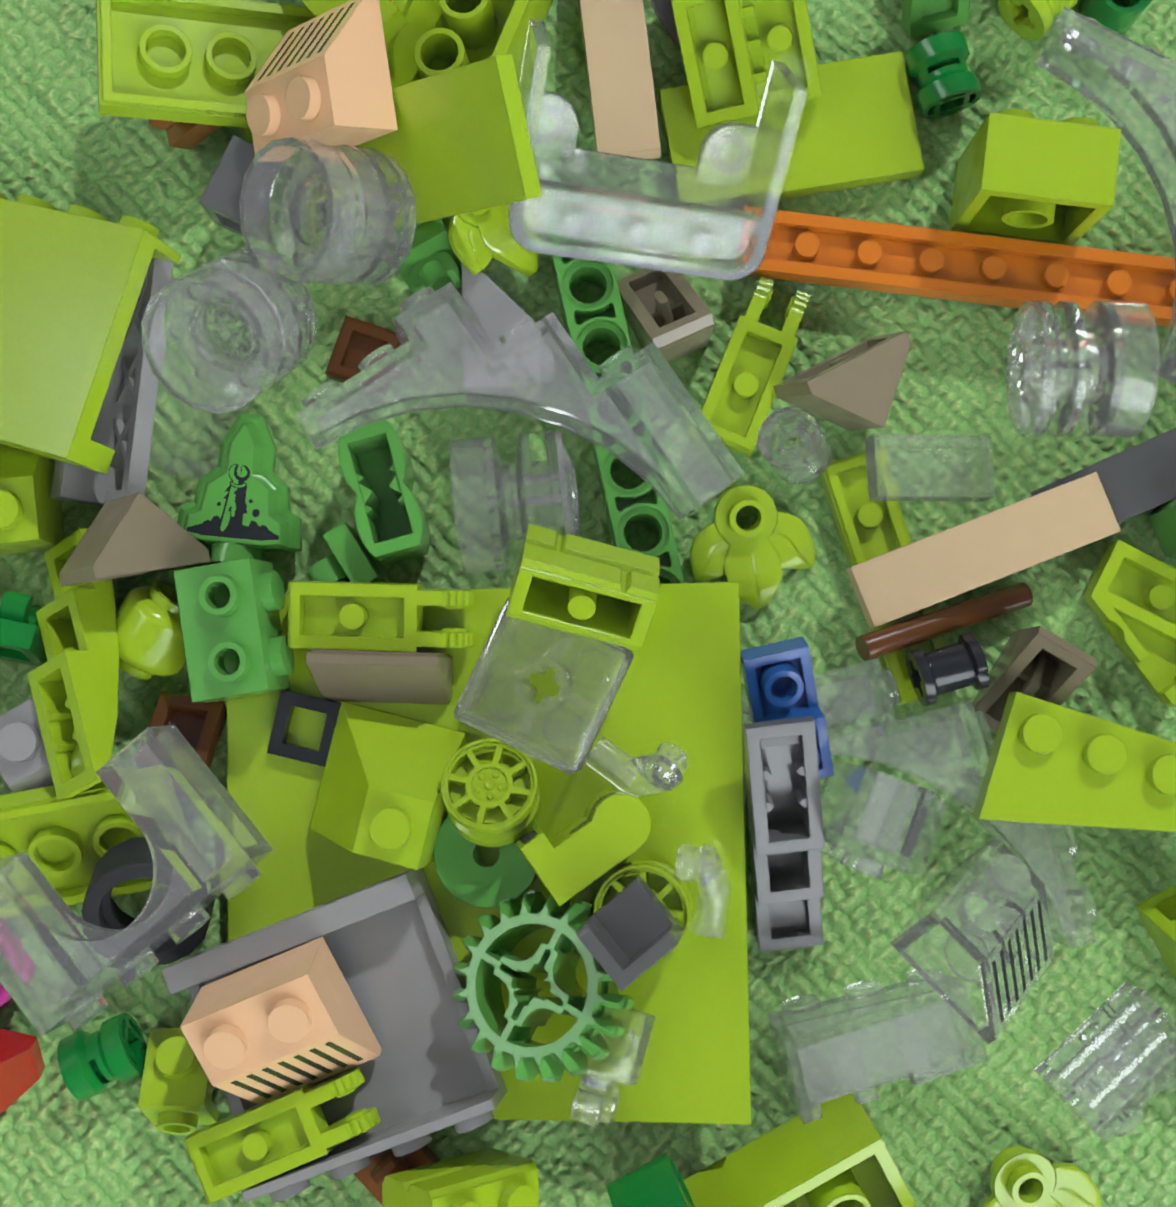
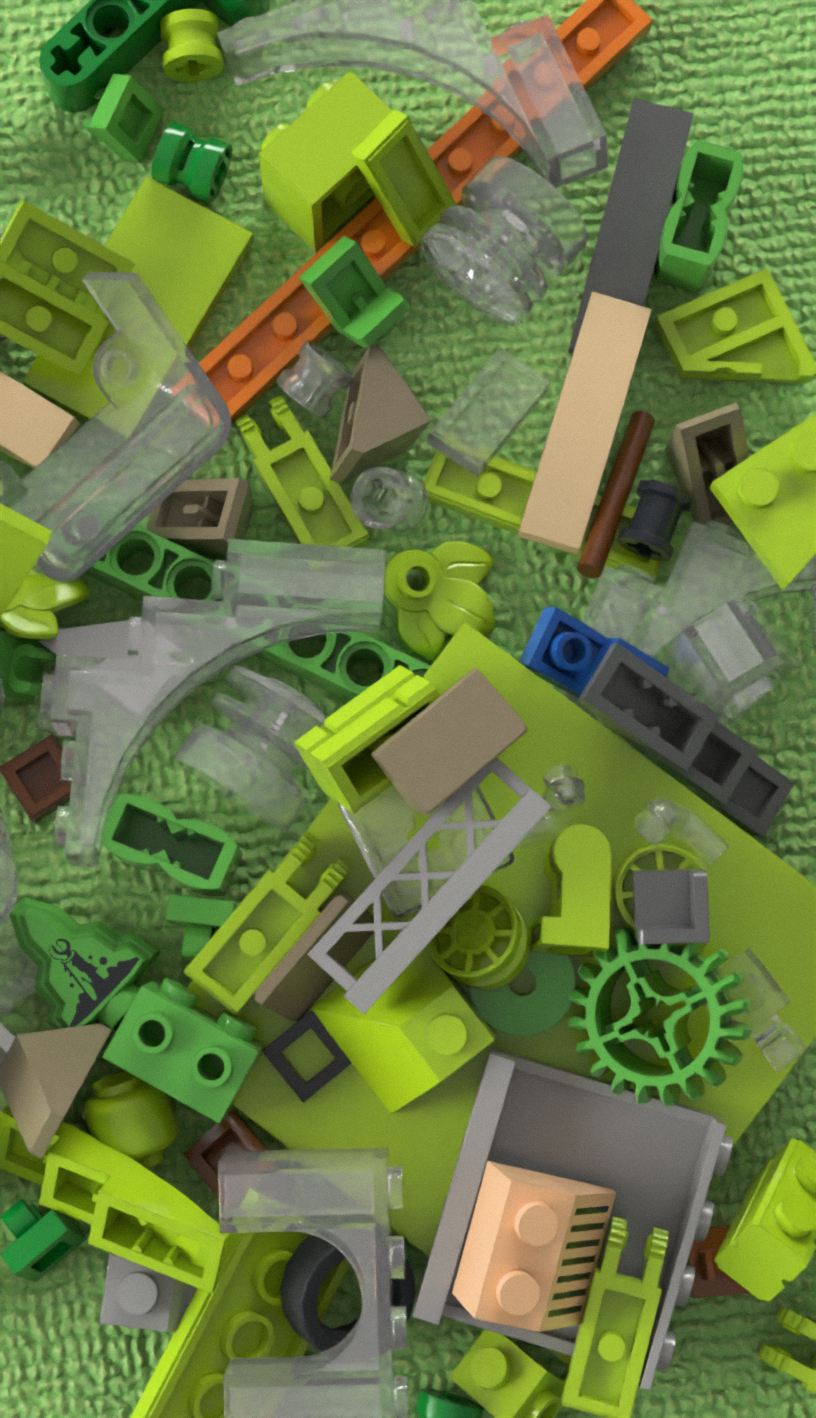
camera: 55 degrees left, 5 degrees down
(494, 746) = (446, 901): none -> light grey fence
(622, 648) = (449, 742): none -> dark tan slope
(844, 311) = (315, 379): none -> clear wheel
(937, 284) = (353, 294): none -> bright green bracket
(1067, 243) = (403, 177): none -> lime tile

